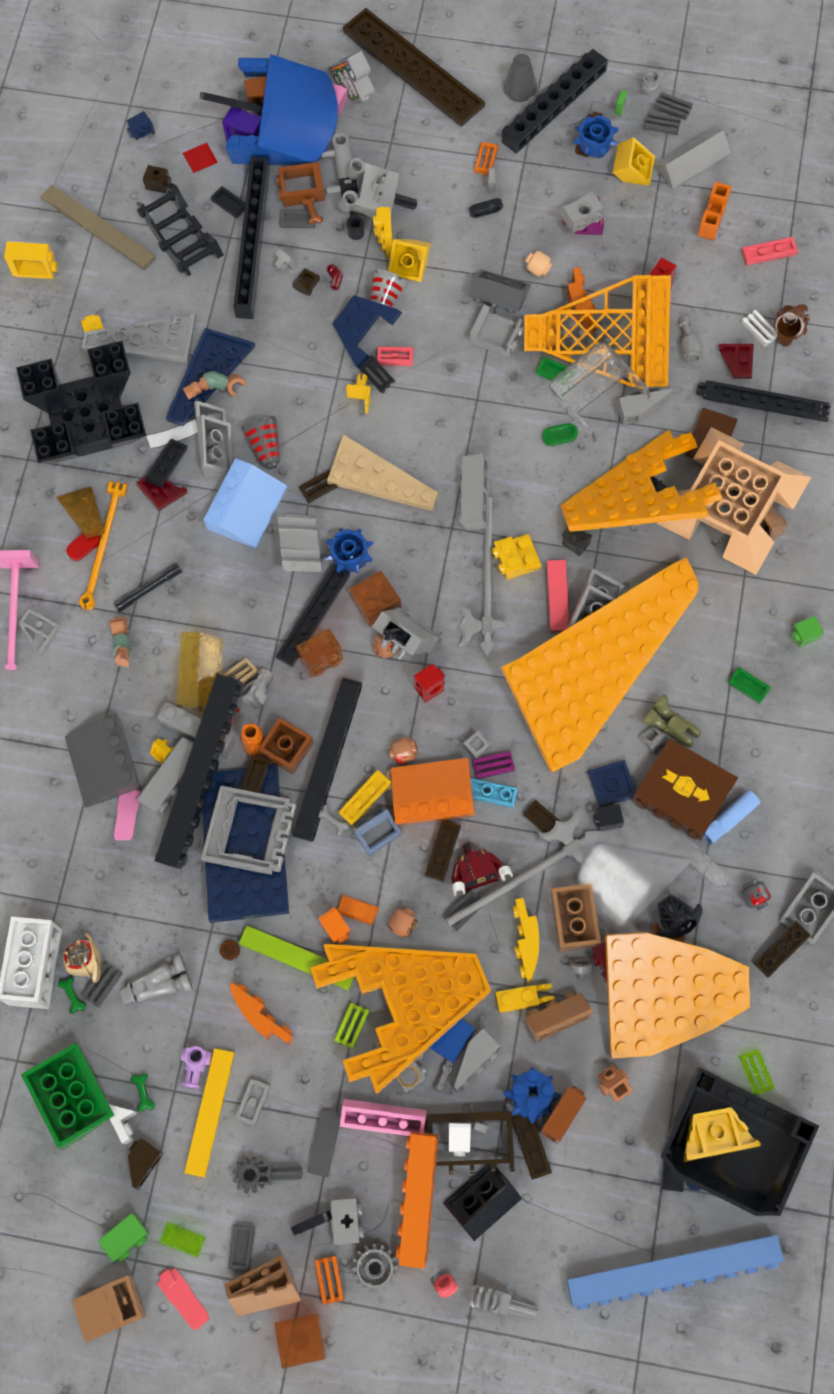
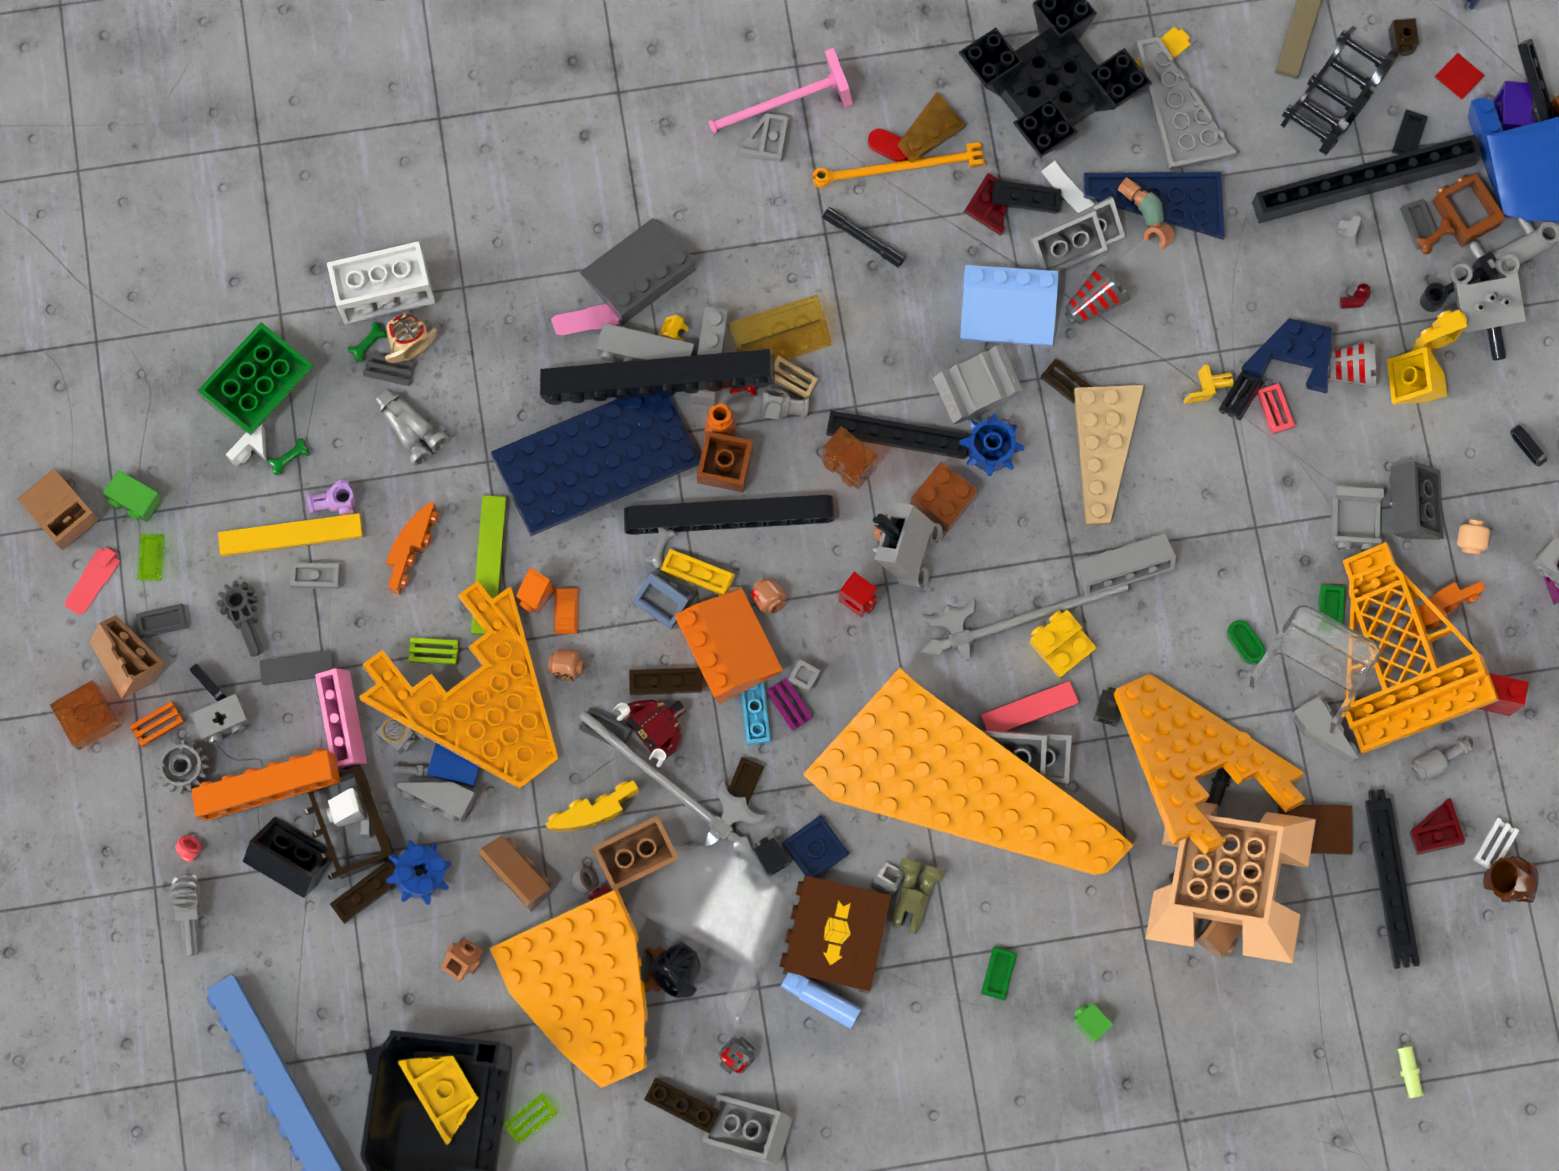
camera: 65 degrees right, 5 degrees up
(121, 642) = (780, 236): nougat piece -> none
(142, 1161) = (215, 484): dark brown slope -> none
(221, 825) = (607, 424): light grey hinge -> none
(229, 950) = (472, 489): reddish brown tile -> none
(256, 774) = (677, 440): dark brown tile -> none
(306, 282) = (1335, 267): dark brown tile -> none
(522, 998) = (526, 827): yellow hinge -> none
(563, 1114) = (407, 912): dark orange brick -> none

